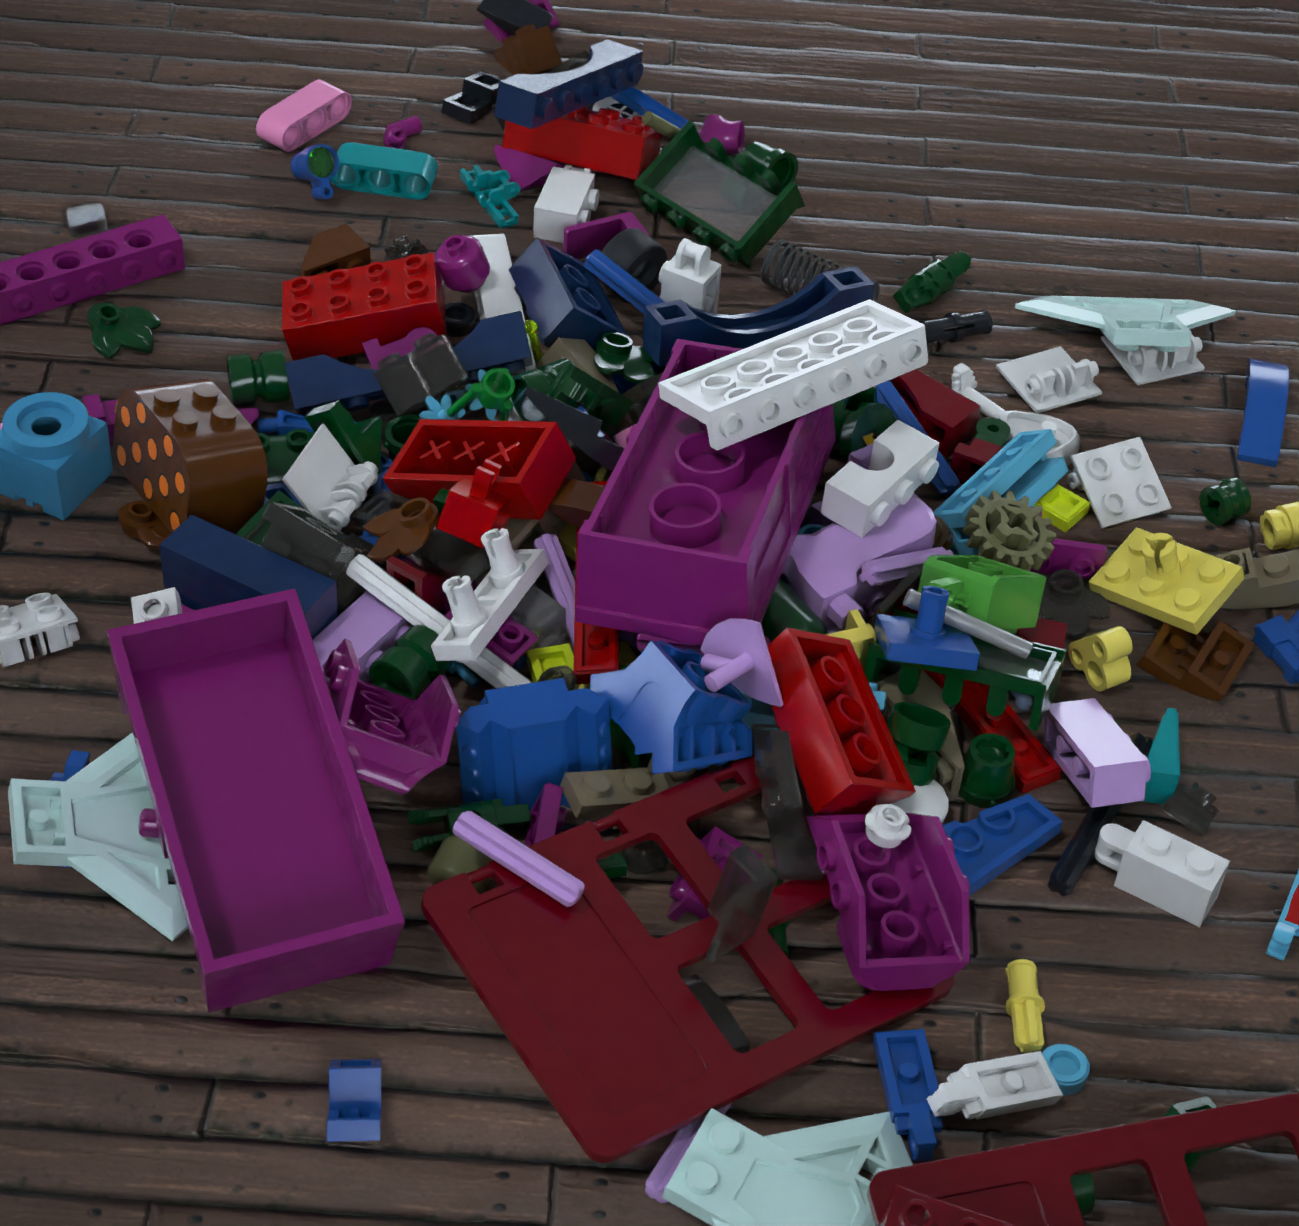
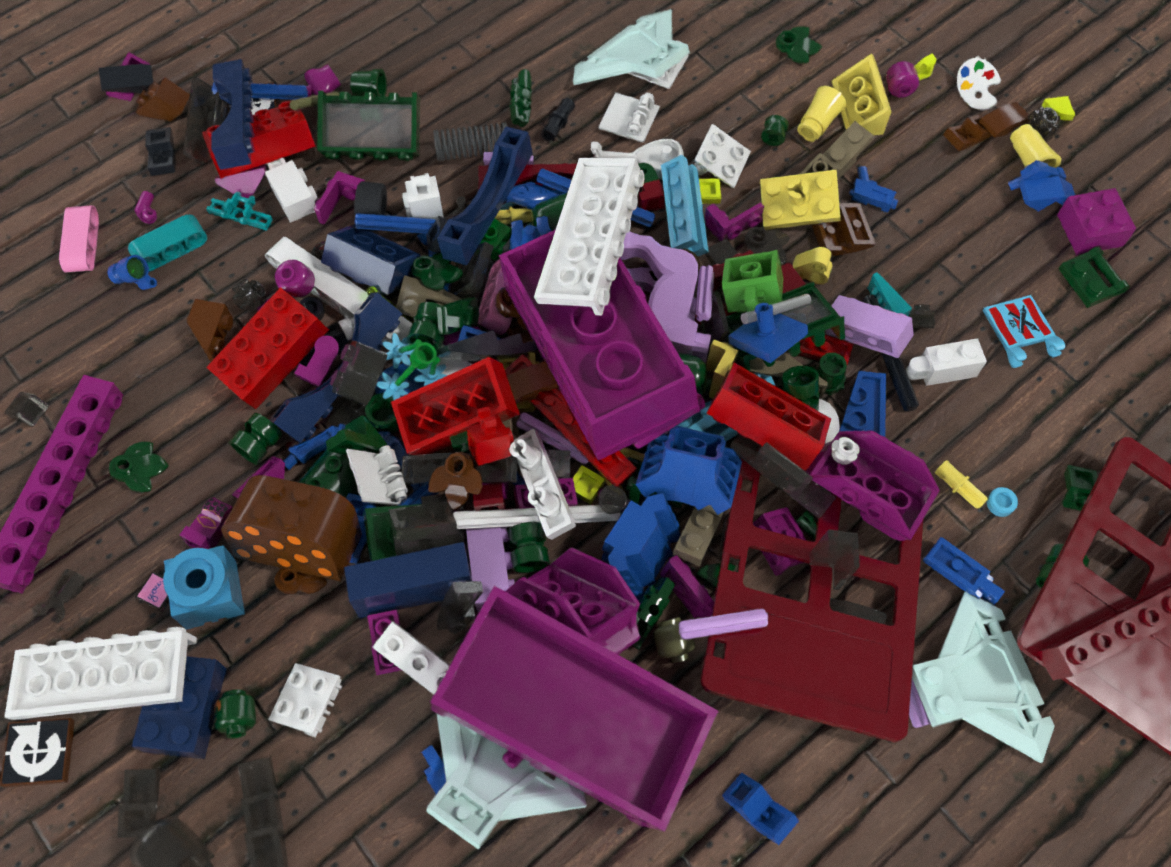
camera: 40 degrees left, 20 degrees up
(740, 656) = (710, 423): lavender shield -> none
(898, 466) = (654, 235): white arch -> none
(997, 1087) = (998, 540): white hinge -> none
(1009, 531) = (722, 232): olive gear -> none
(1263, 412) = (738, 58): blue slope -> none

